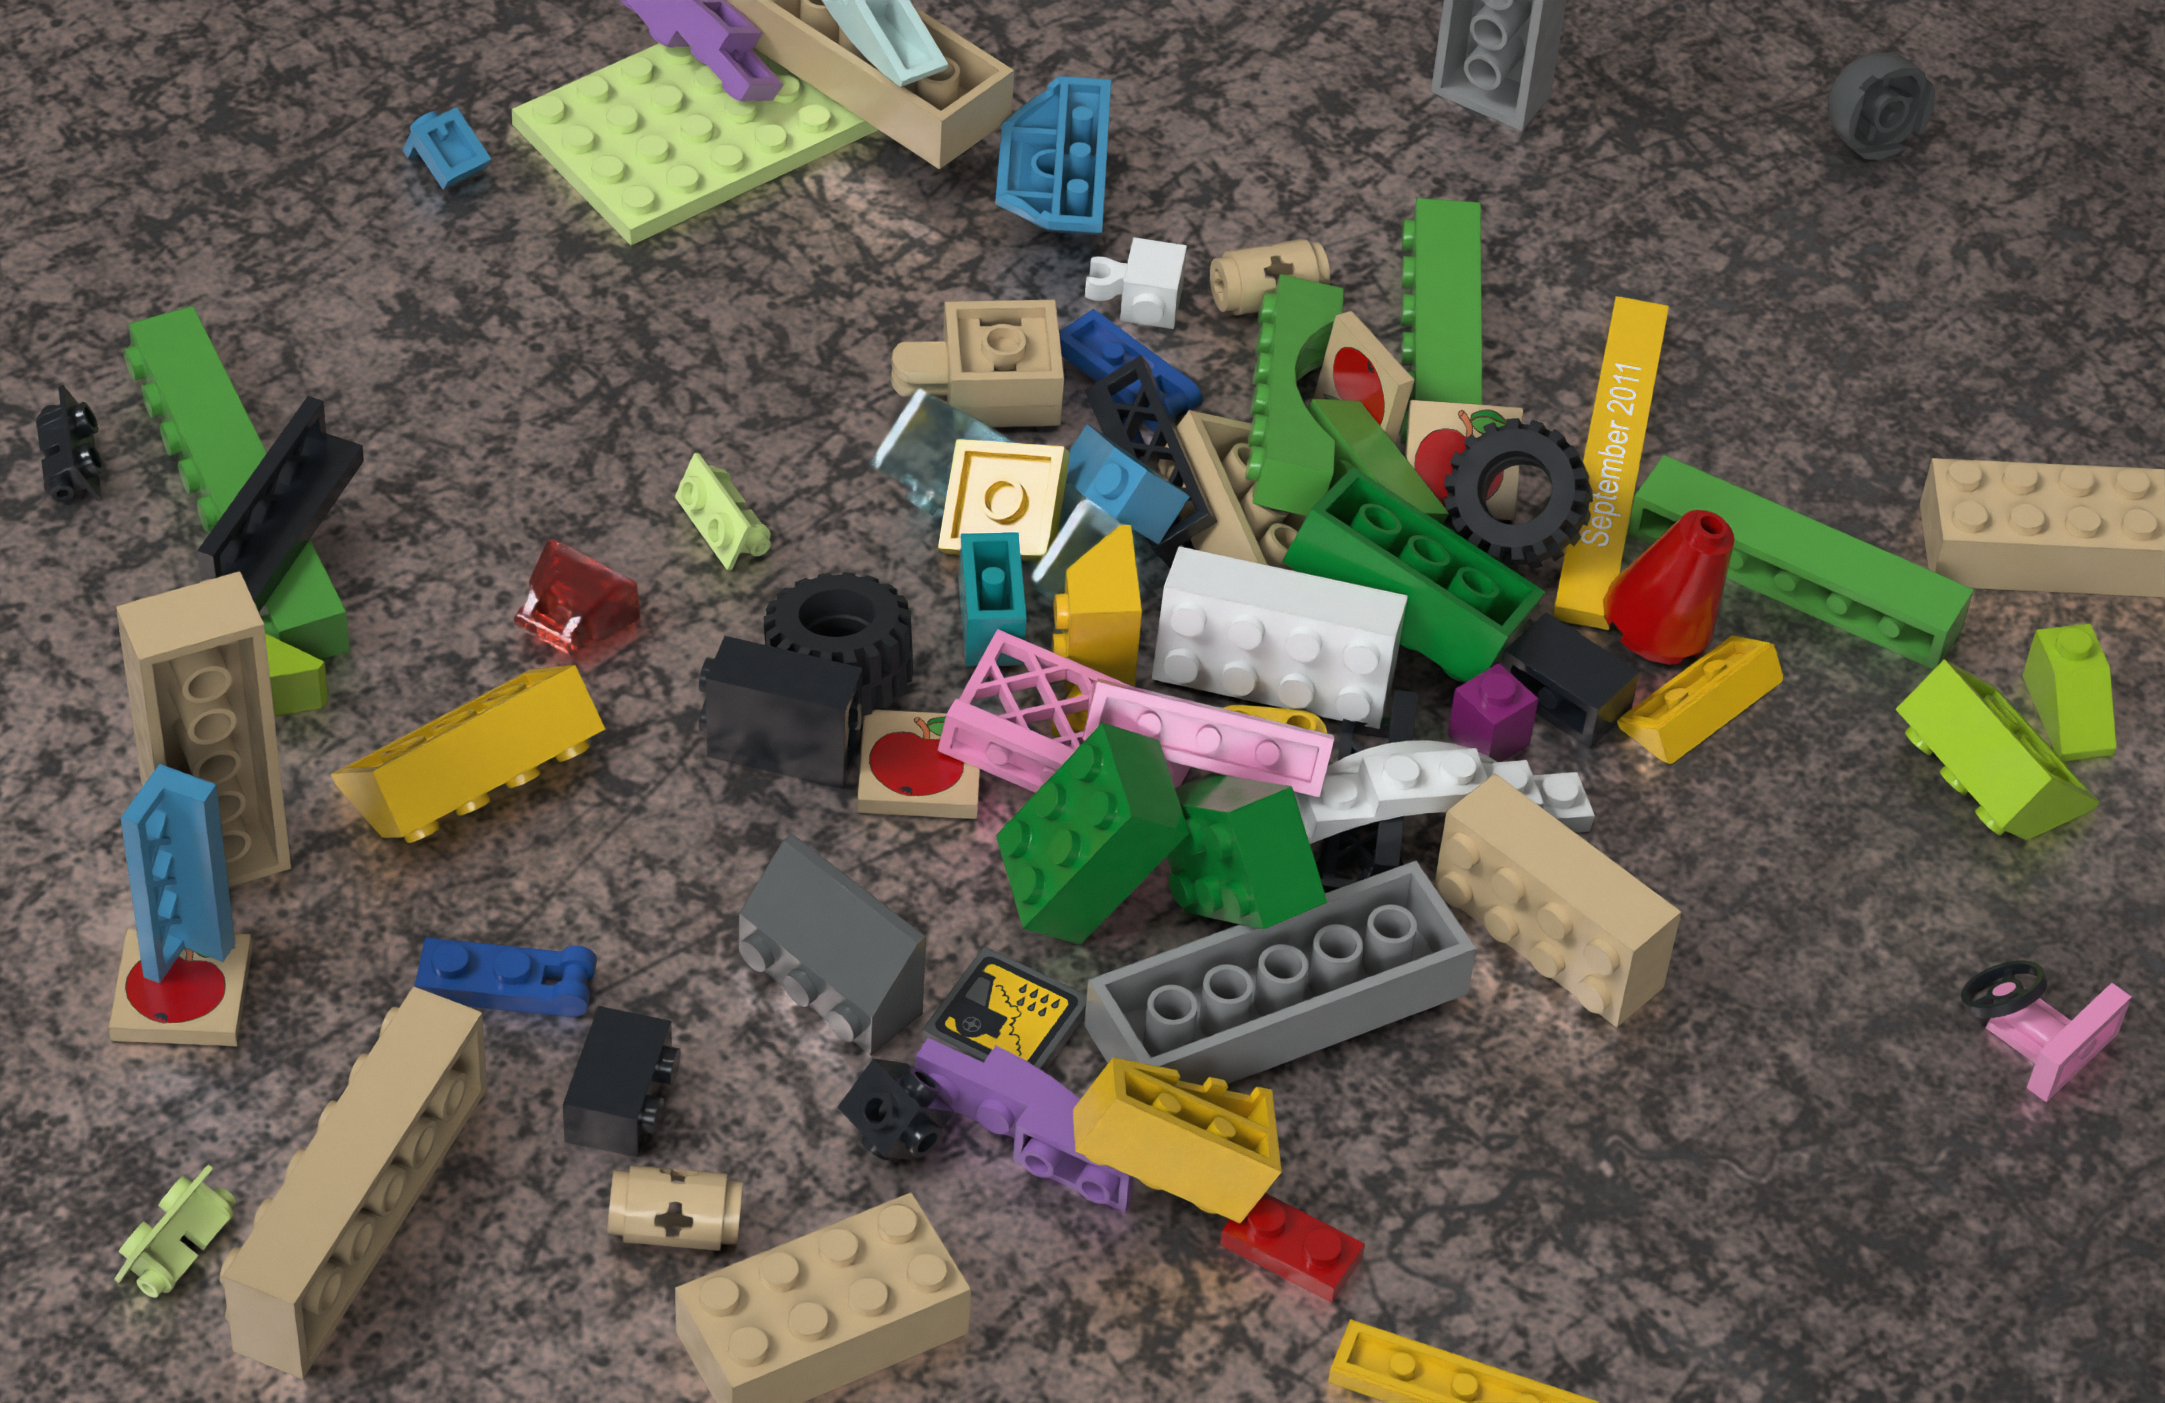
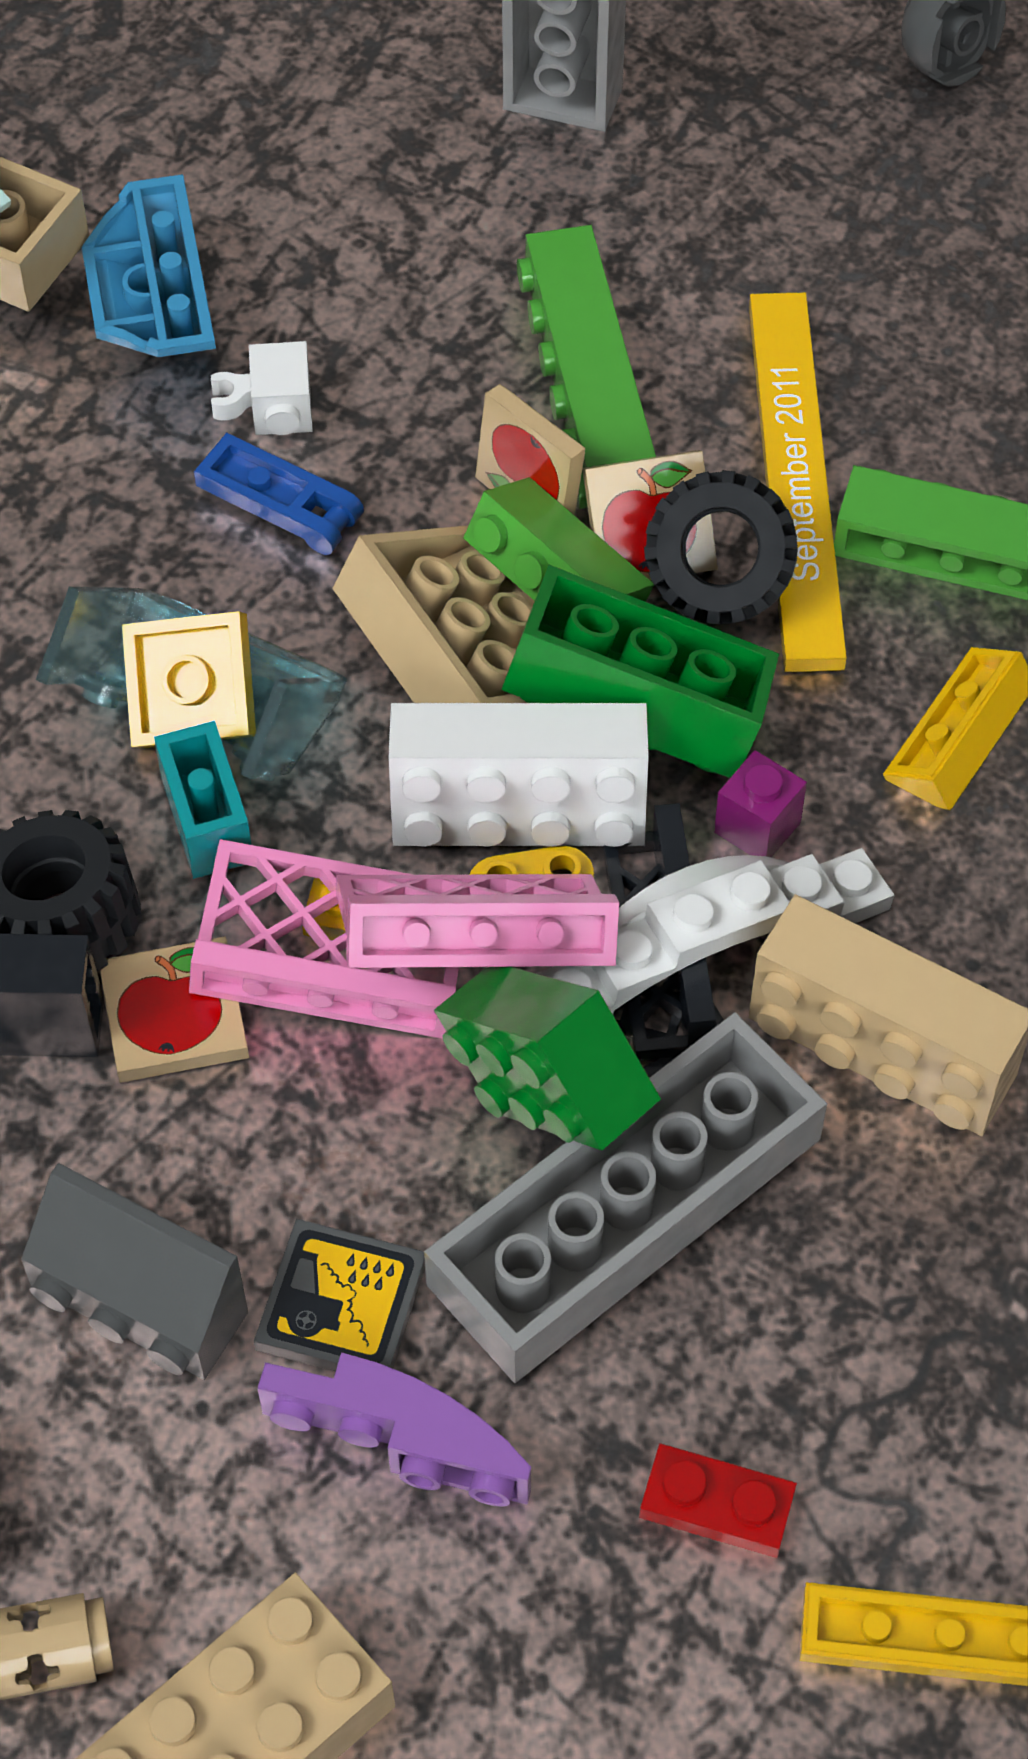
camera: 10 degrees left, 10 degrees up
(896, 1110) = (252, 1458): black brick -> none
(993, 362) = (137, 522): tan brick -> none
(1091, 834) = (384, 1070): green brick -> none
(1101, 610) = (325, 791): yellow slope -> none
(1122, 424) = (319, 600): black fence -> none
(1123, 485) = (309, 635): dark azure slope -> none
(1181, 1135) = (576, 1423): yellow wedge -> none
(1240, 279) = (428, 347): tan piece -> none
(1289, 450) = (480, 561): bright green arch -> none
(1574, 679) = (827, 741): black brick -> none
(1673, 590) = (906, 619): red cone -> none

